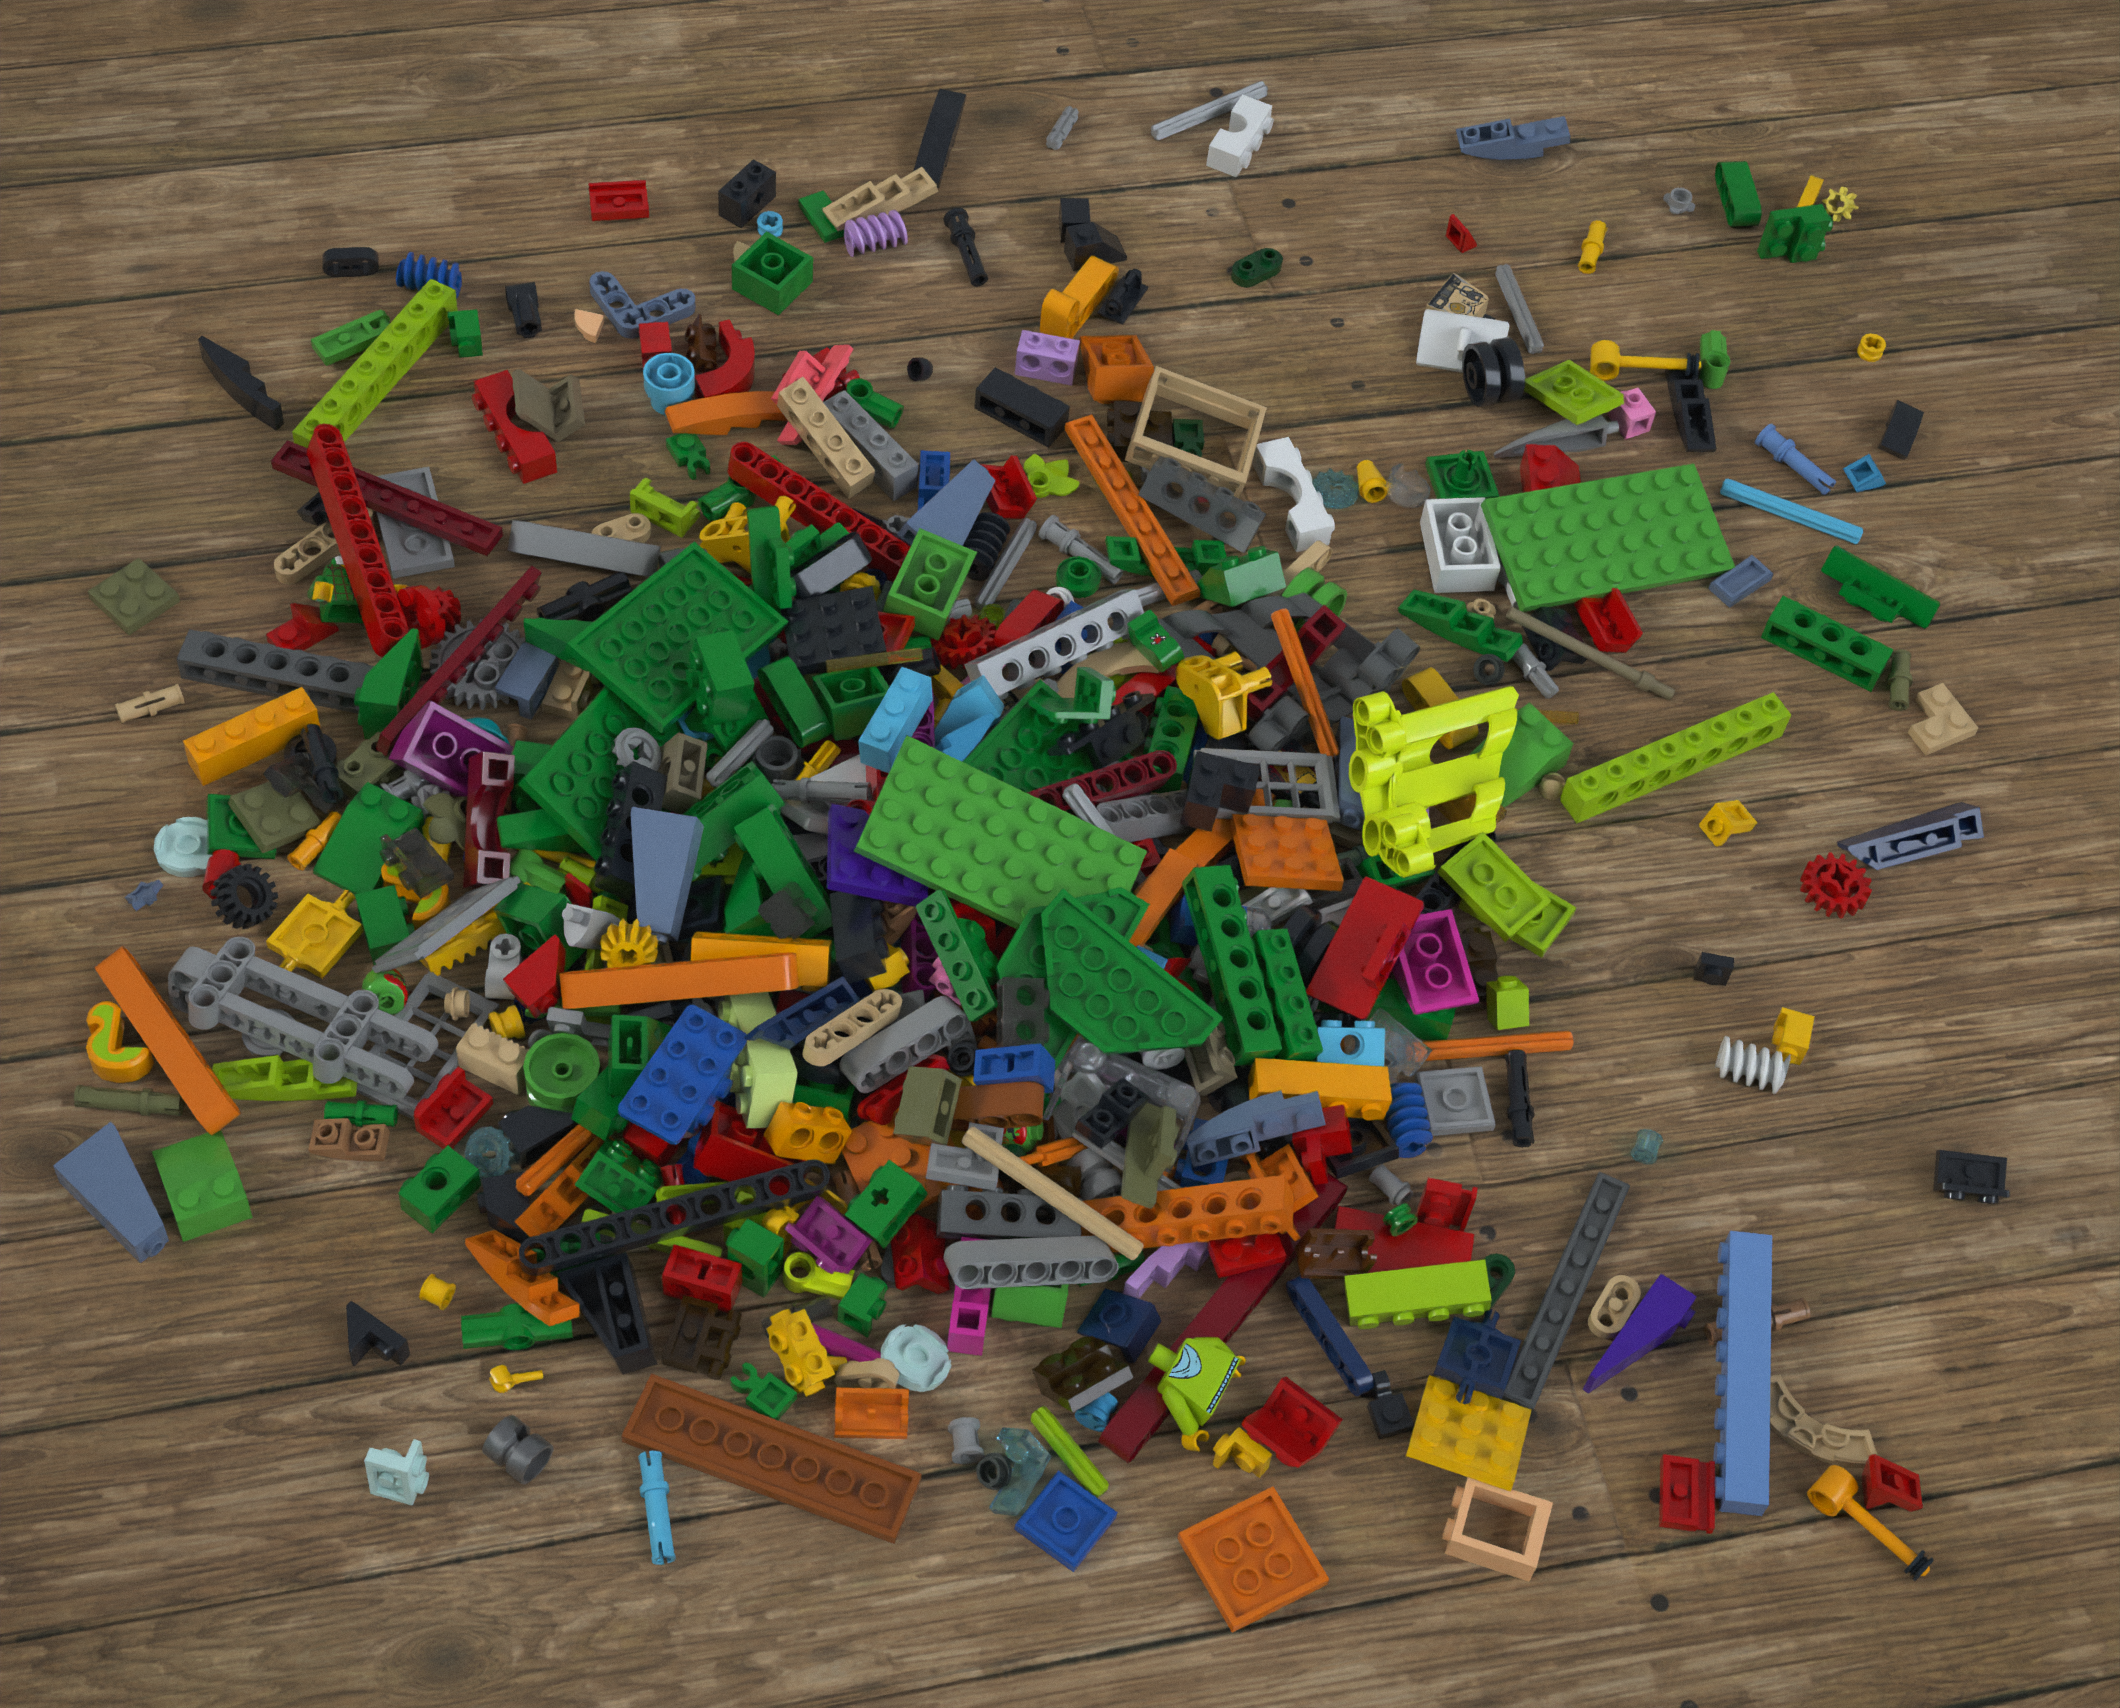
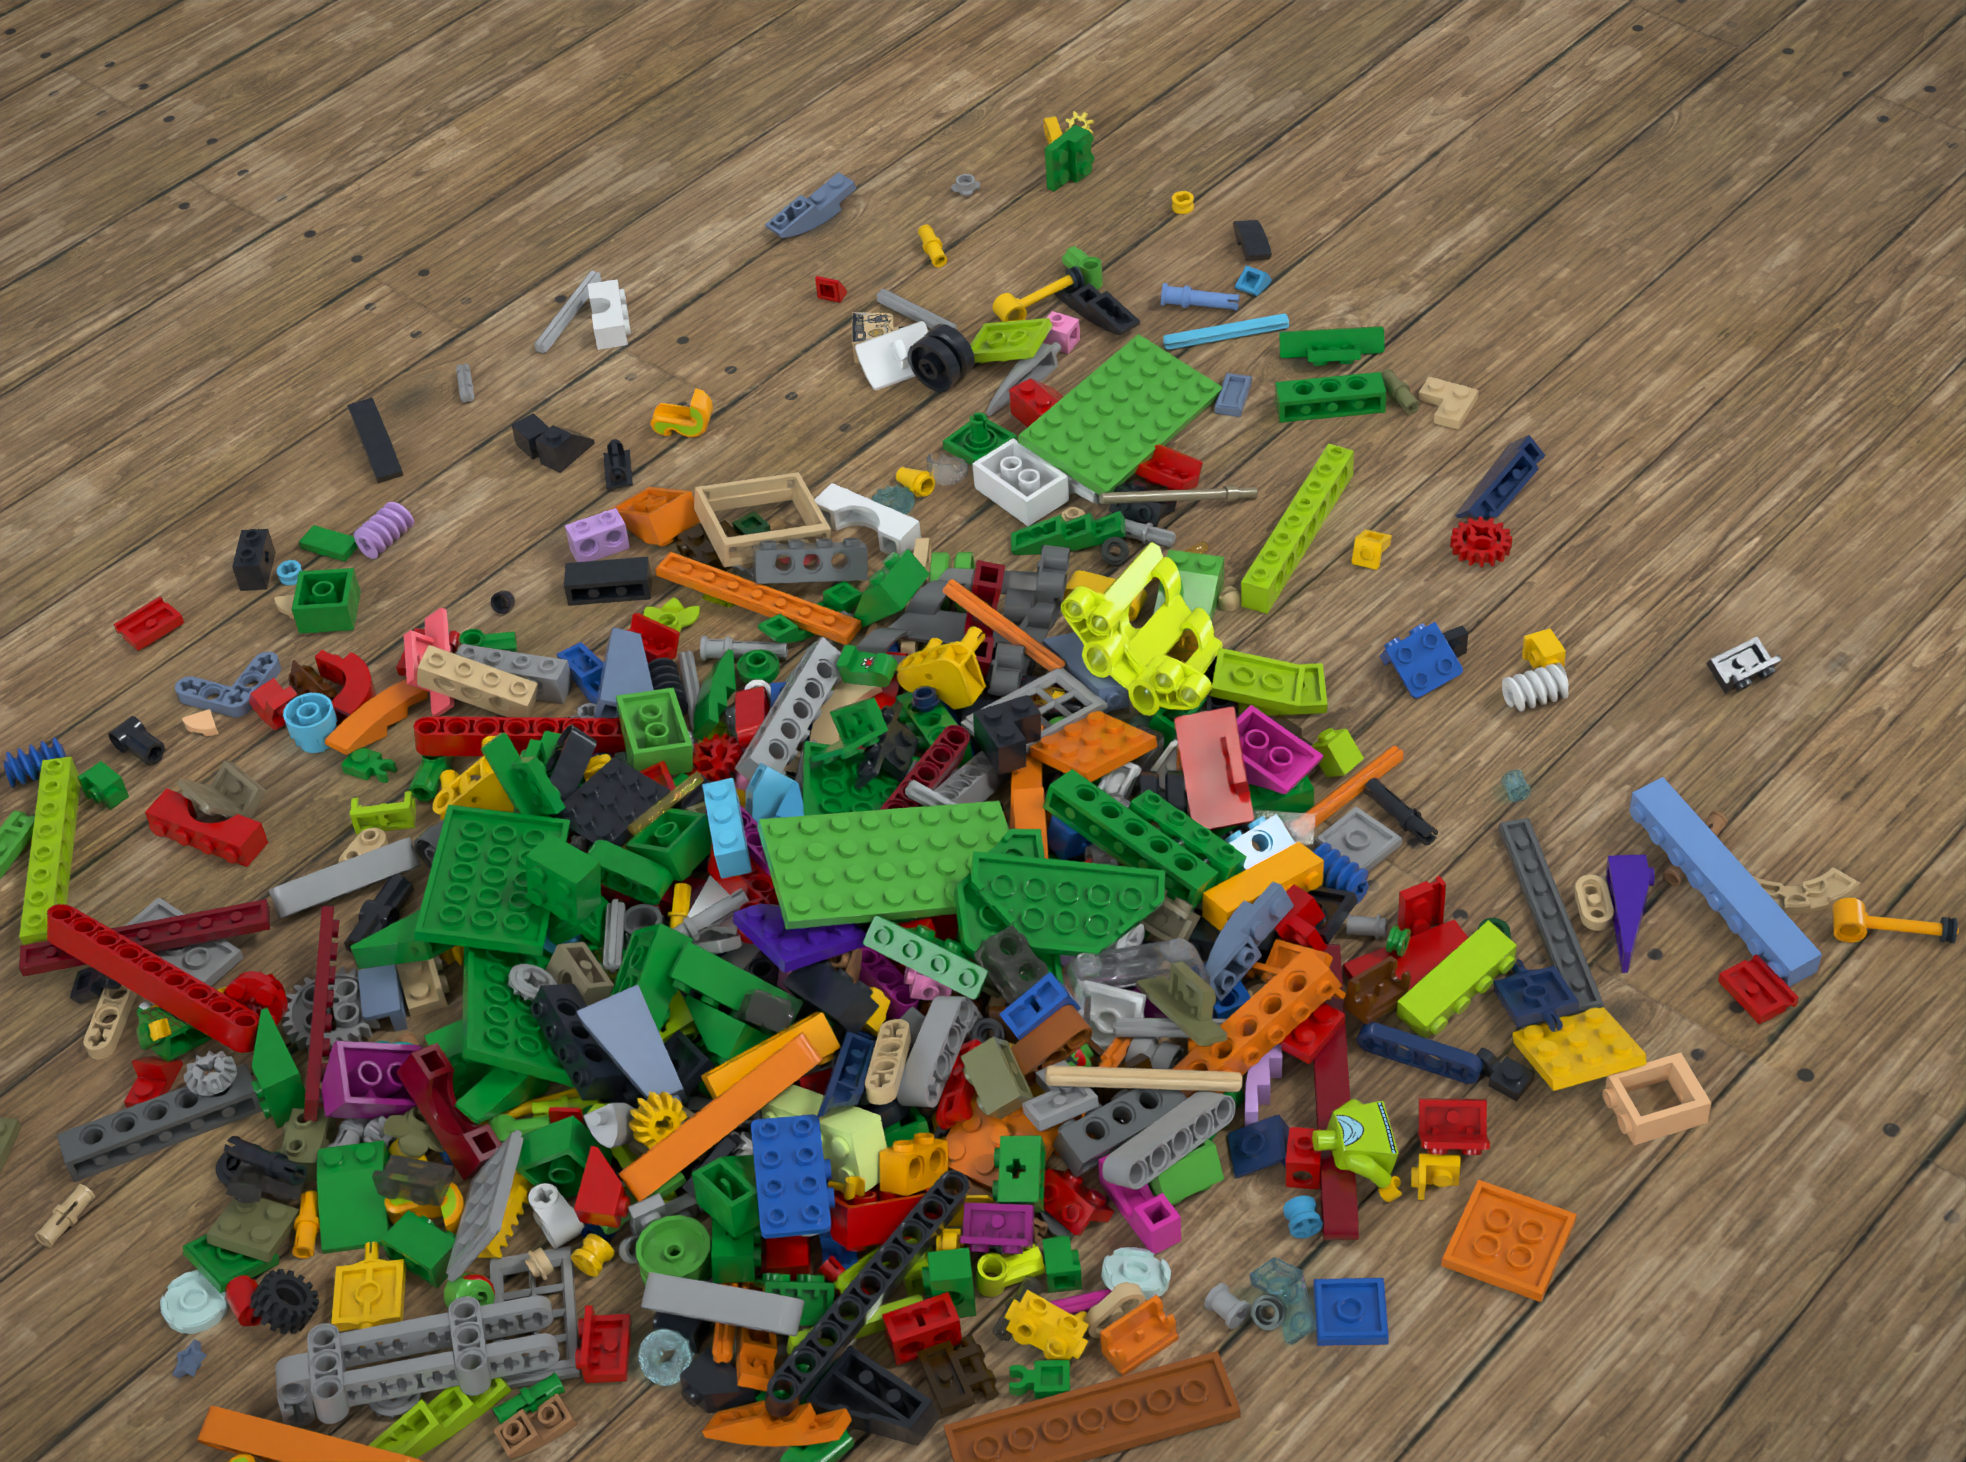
camera: 25 degrees left, 10 degrees down
(249, 736) = (180, 1183): light orange brick -> none
(331, 665) = (213, 1082): none -> light grey gear
(434, 1207) = (649, 1428): green brick -> none
(492, 1058) = (606, 1284): tan brick -> none
(552, 1145) = (722, 1304): none -> light grey beam
(735, 1115) = (853, 1186): none -> yellow hand
(884, 197) = (366, 503): tan slope -> none
(975, 271) = (455, 495): black pin -> none
(1017, 579) = (713, 695): none -> green slope
(1068, 310) = (584, 483): light orange beam -> none
(1069, 1451) = (1310, 1261): lime axle -> none
(1080, 1373) = (1271, 1197): dark brown plate -> none
(1112, 1113) = (1135, 996): black slope -> none
(1138, 1351) = (1302, 1157): none -> red bracket
(1182, 706) = (925, 699): none -> dark blue plate
(1219, 289) = (685, 420): none -> light orange animal
(1256, 267) = (703, 381): dark green plate -> none
(1670, 966) = (1422, 659): none -> blue bracket
(1738, 193) = (1002, 158): green beam -> none
(1890, 1483) = (1880, 890): red slope -> none

